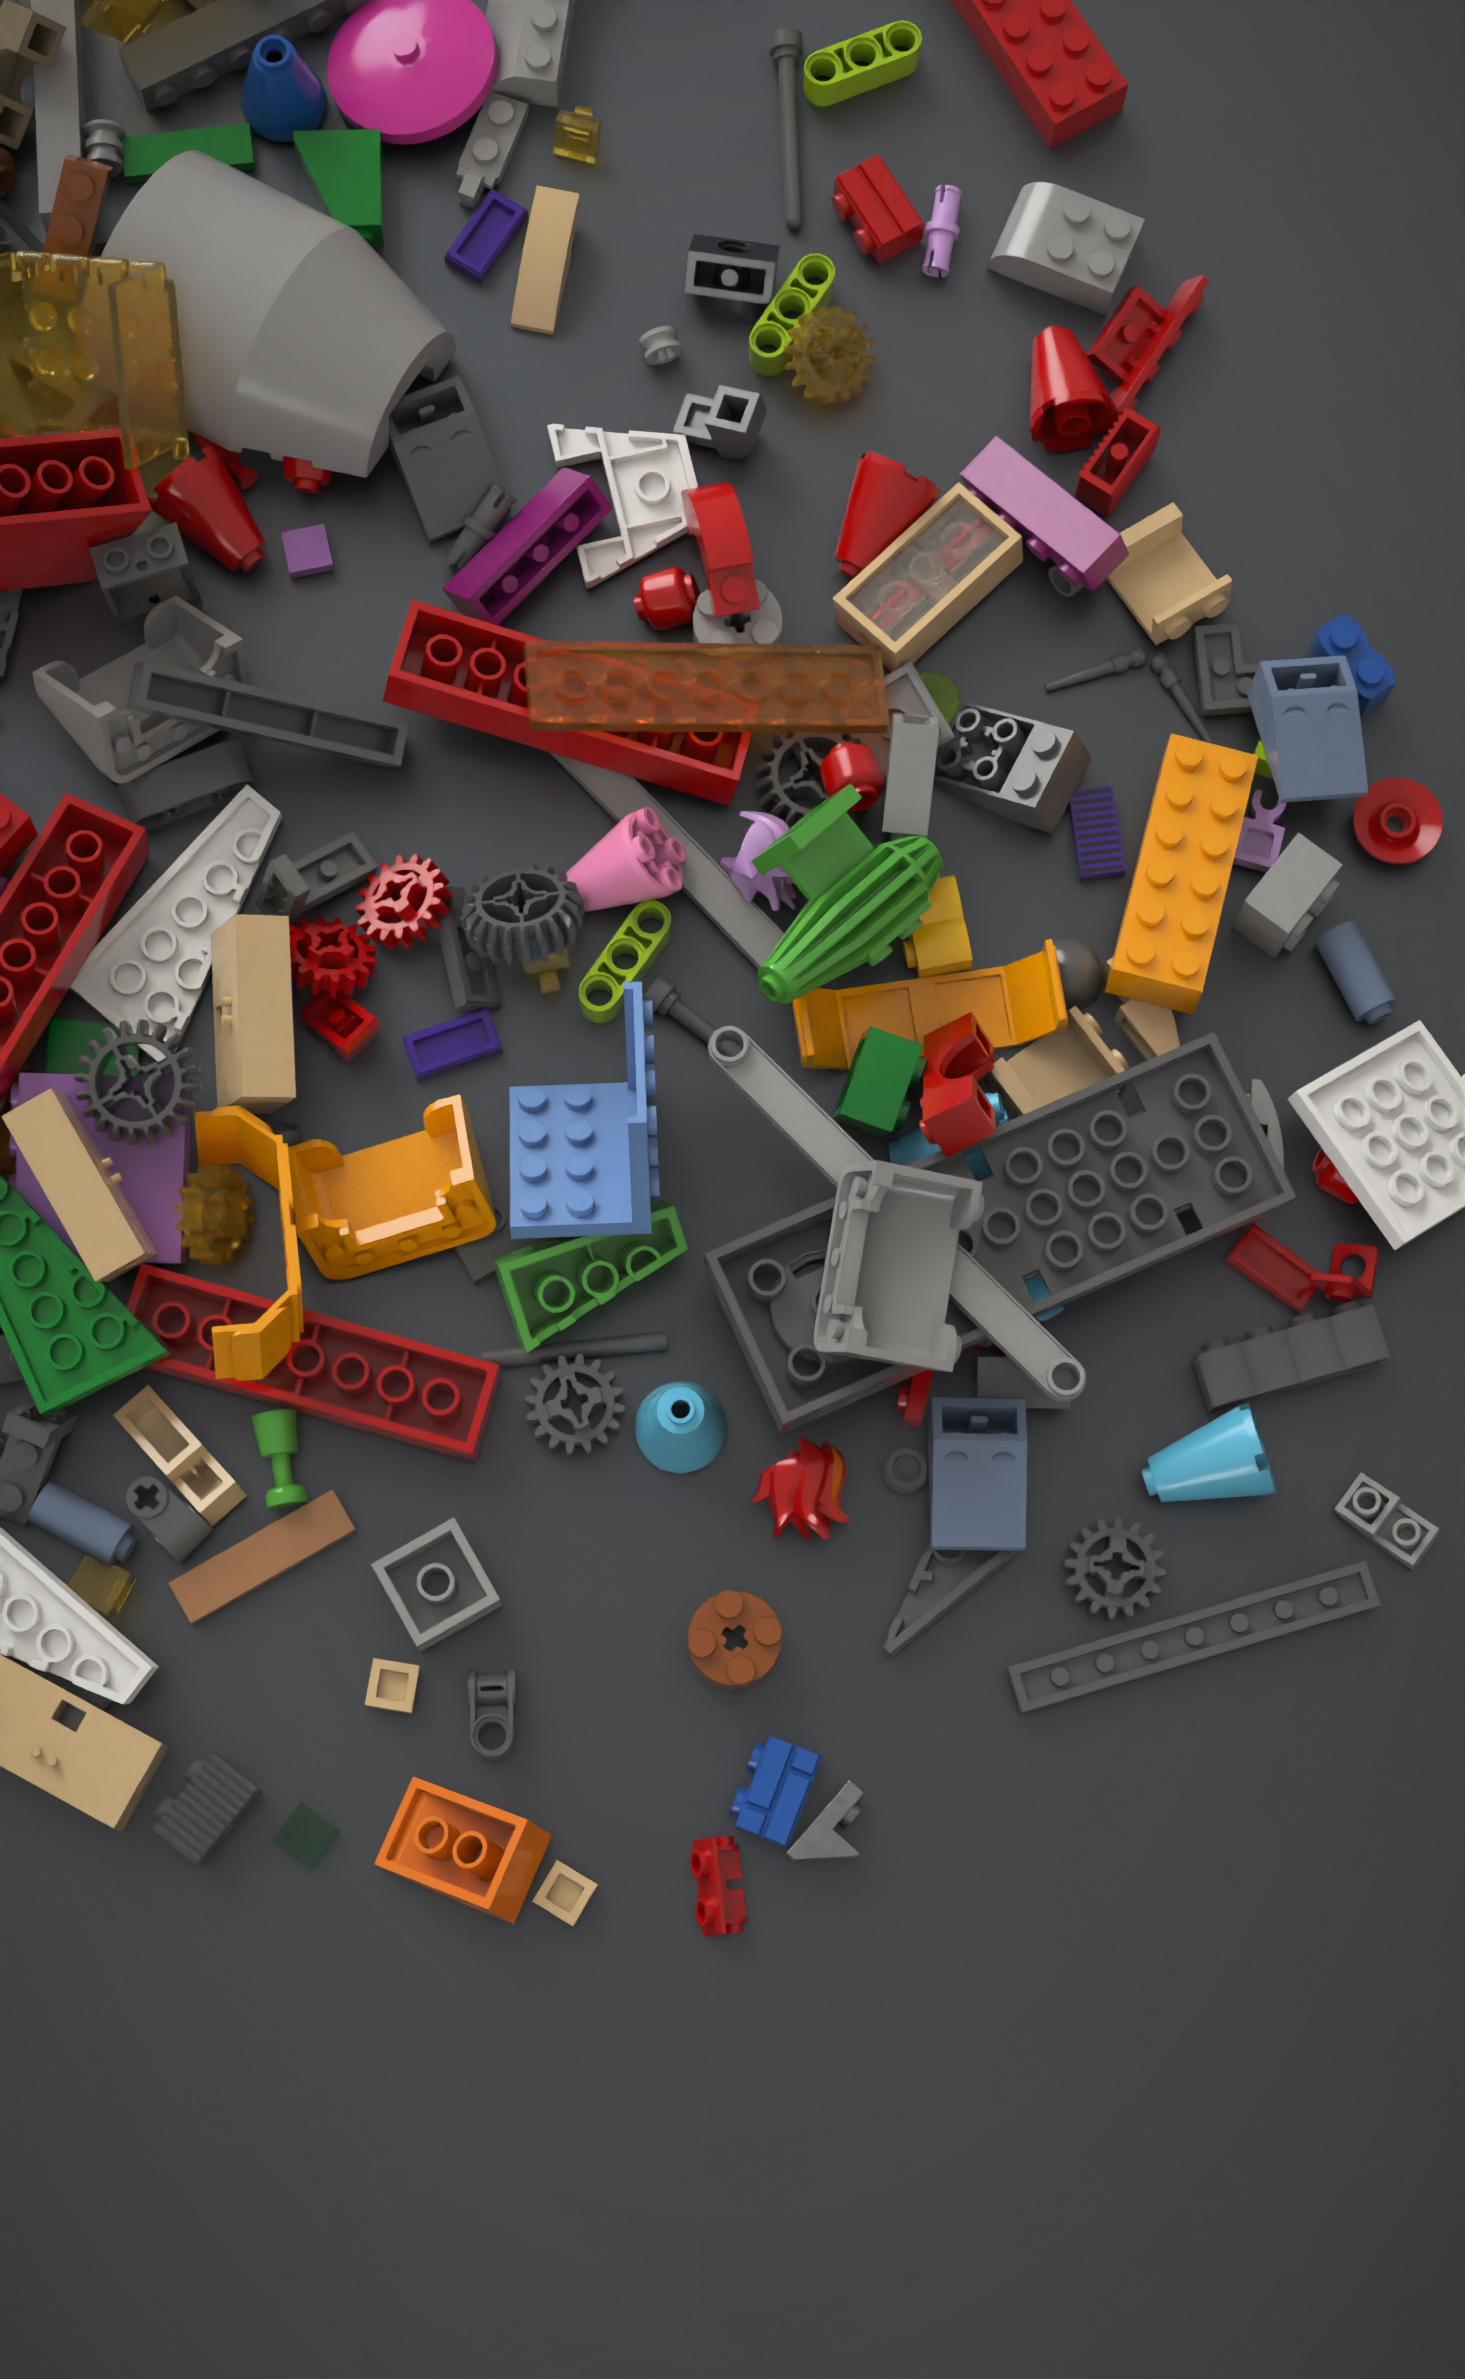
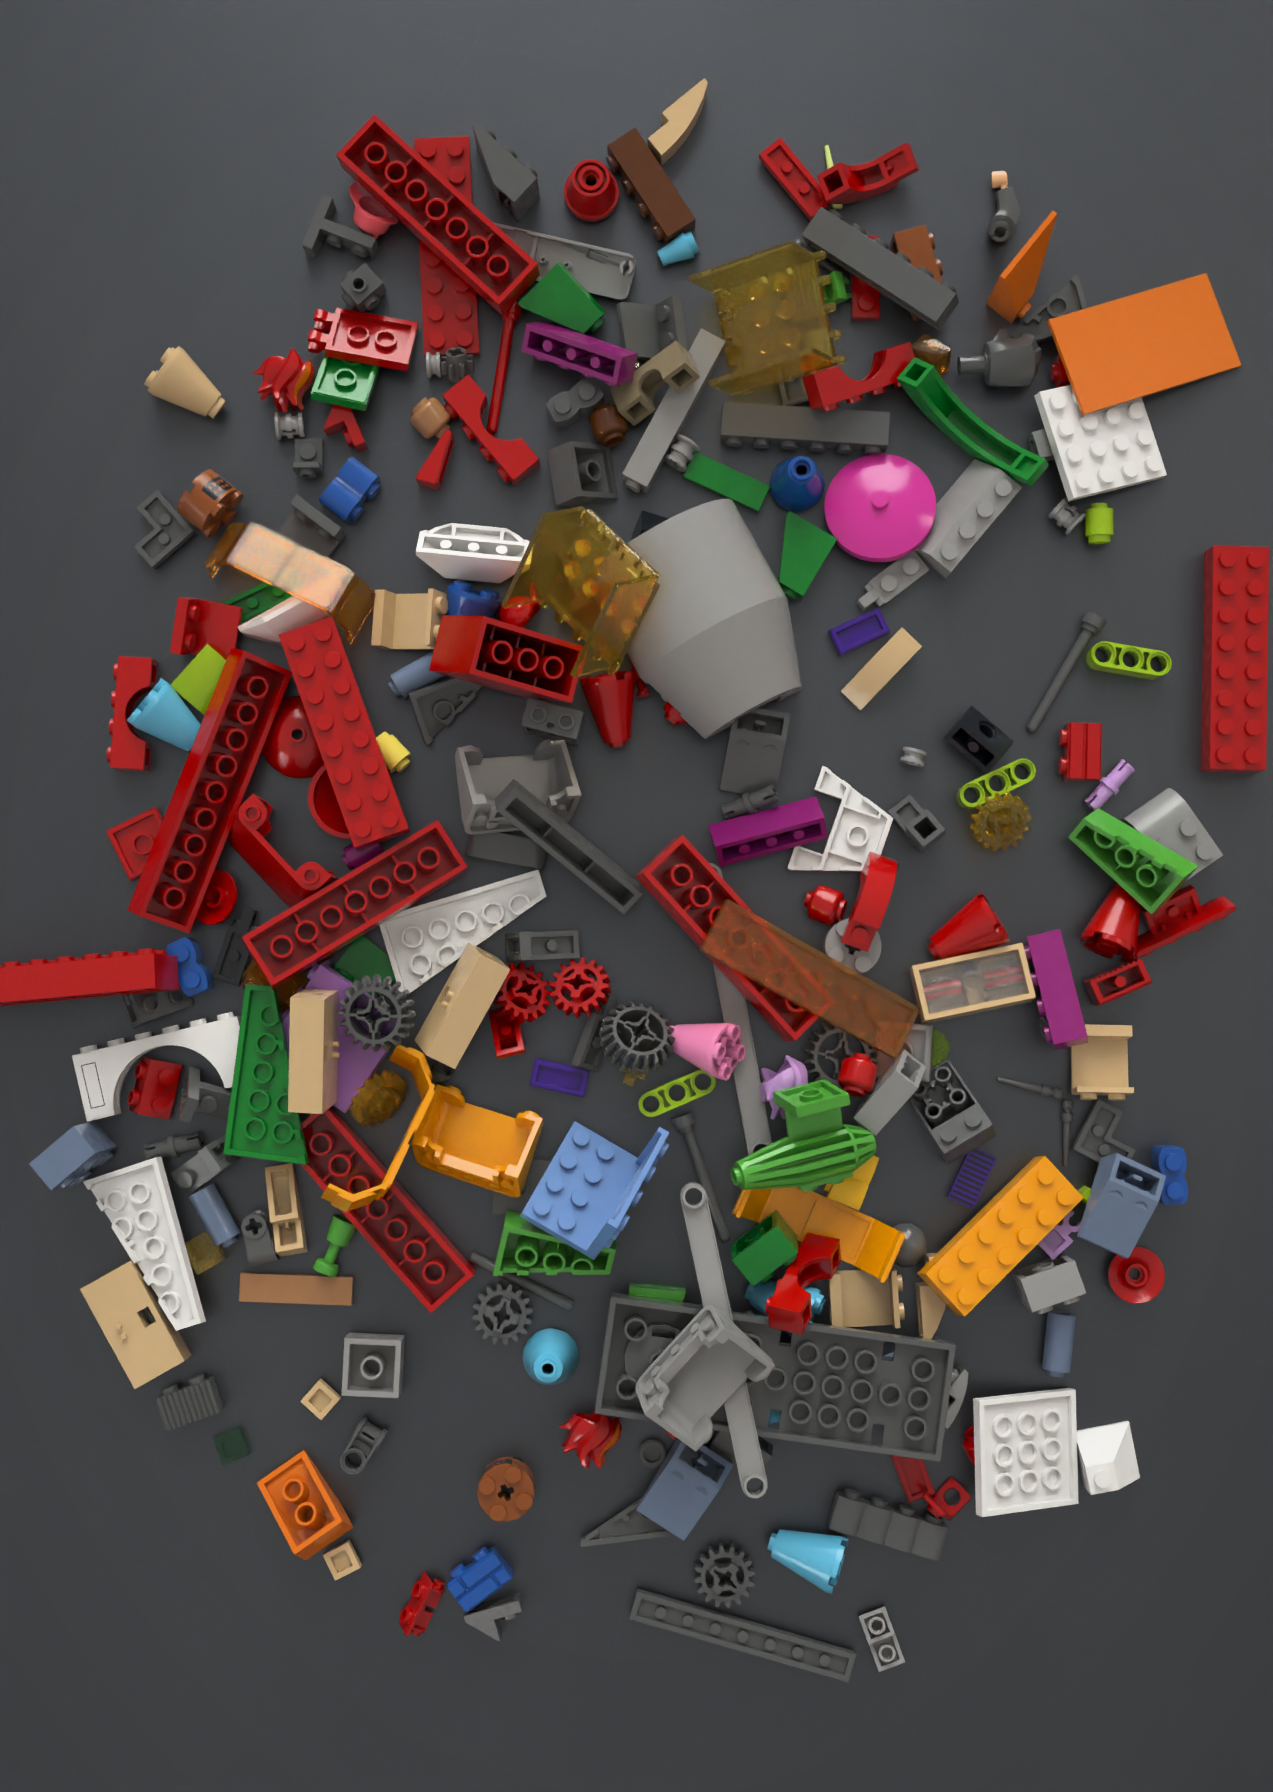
camera: 35 degrees right, 10 degrees up
(78, 207) = (637, 494): dark orange brick -> none
(307, 551) = (650, 754): medium lavender tile -> none
(577, 134) = (945, 605): clear yellow tile -> none
(1032, 291) = (1132, 859): none -> bright green wedge

